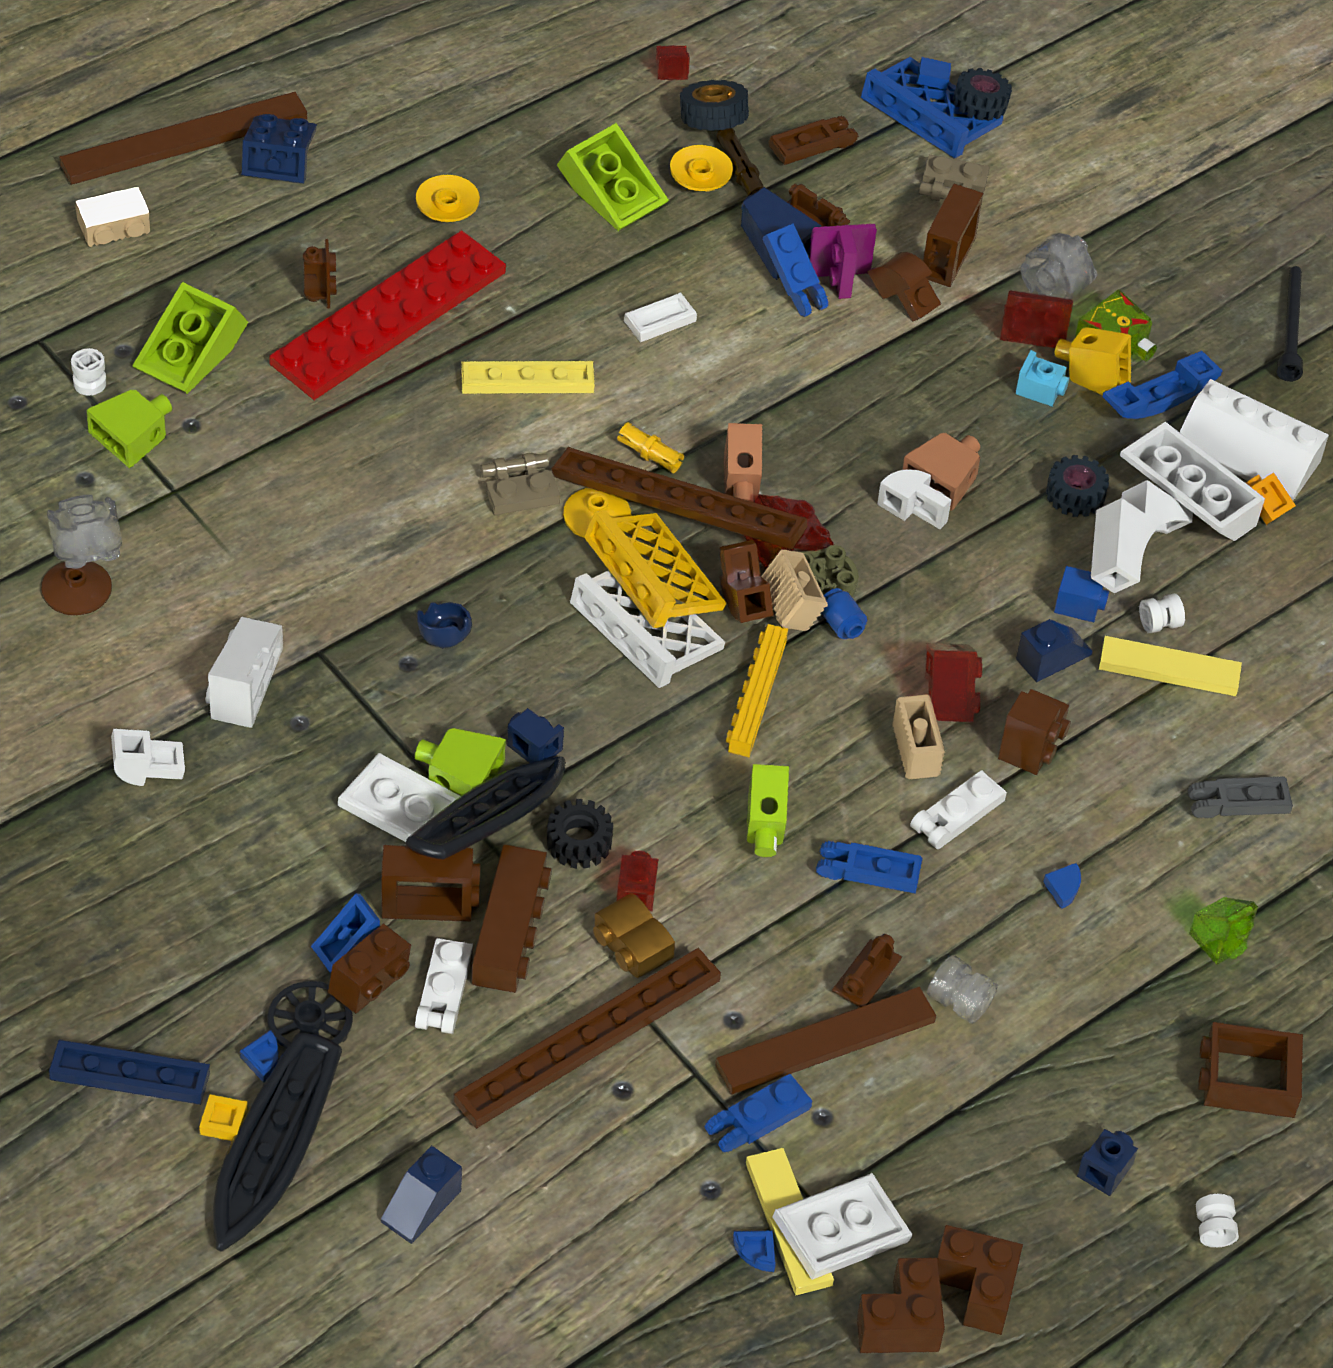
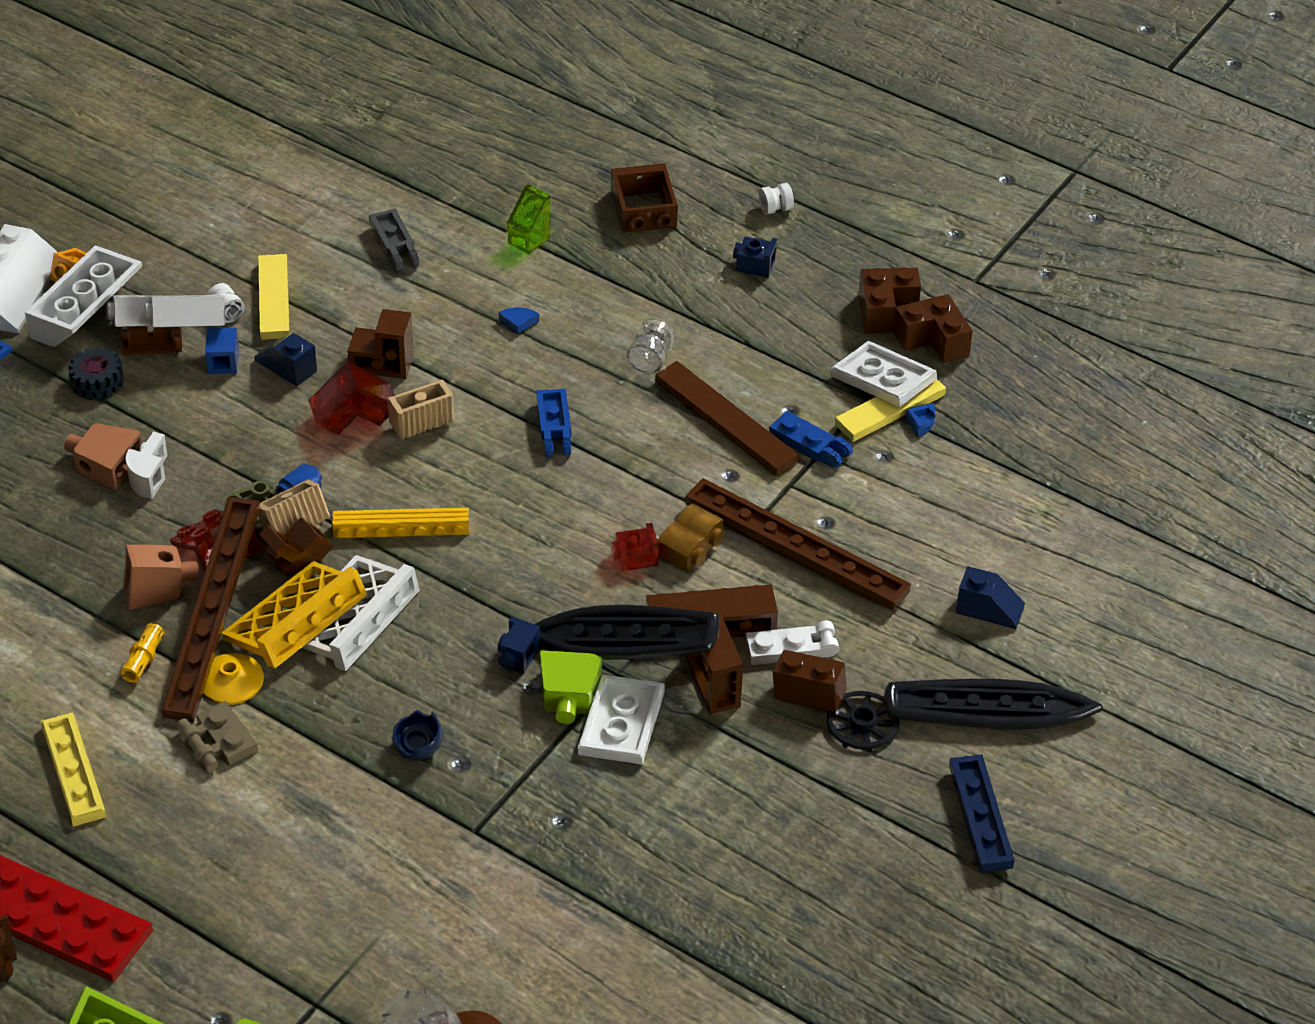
camera: 105 degrees left, 5 degrees down
(140, 757) = (664, 900): white brick -> none
(222, 1117) = (989, 739): yellow plate -> none
(244, 671) = (533, 859): white wedge -> none
(261, 1055) = (914, 739): blue tile -> none
(346, 931) = (780, 707): blue slope -> none
(579, 817) = (603, 581): black tyre -> none
(767, 808) = (534, 480): lime torso -> none
(868, 971) = (663, 406): reddish brown hinge -> none
(959, 809) = (475, 386): white plate -> none

